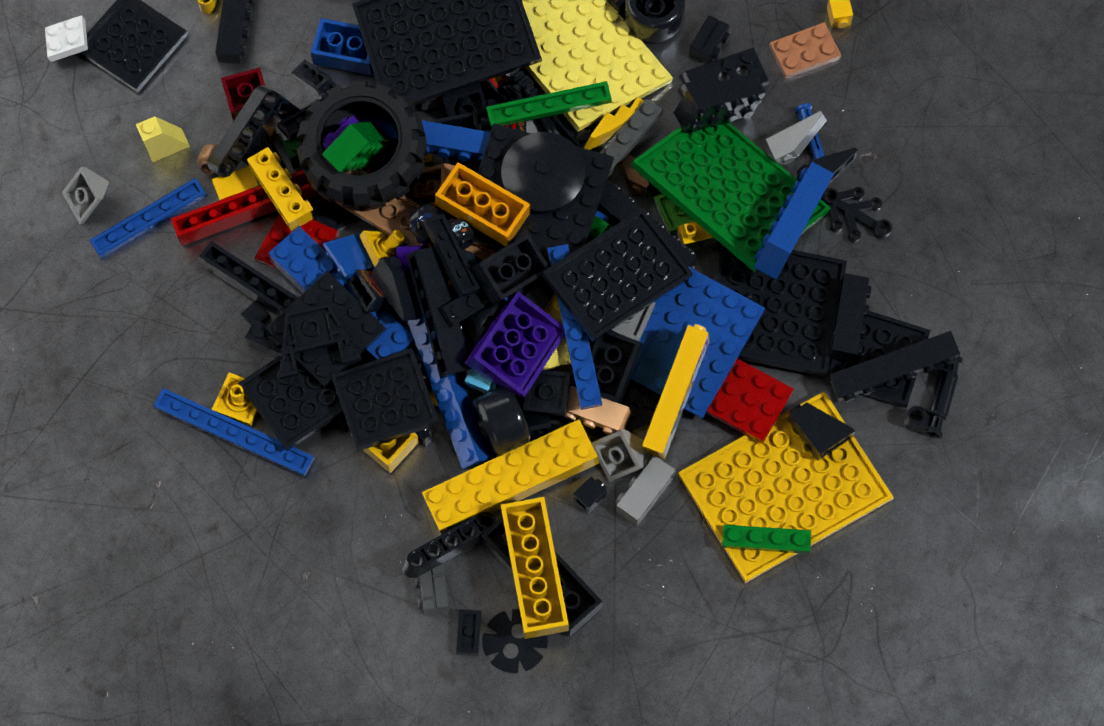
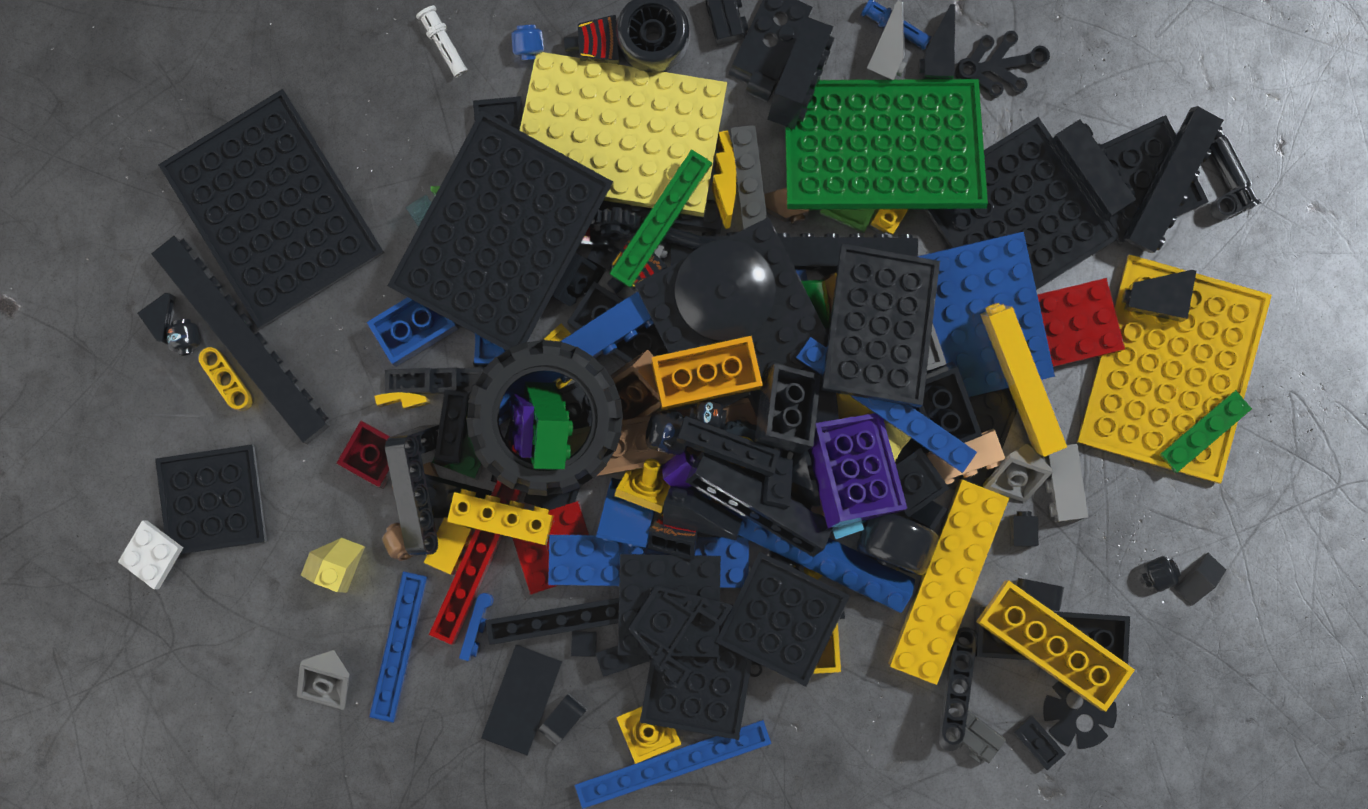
camera: 40 degrees left, 15 degrees up
(185, 313) = (521, 699): none -> black tile
(190, 251) = (477, 625): none -> blue plate
(196, 345) = (562, 719): none -> black beam
(298, 84) = (408, 400): none -> yellow slope
(563, 542) = (1045, 593): none -> black beam
(651, 601) = (1161, 573): none -> black head
(674, 630) = (1201, 579): none -> black slope
(792, 219) = (976, 129): blue brick -> none

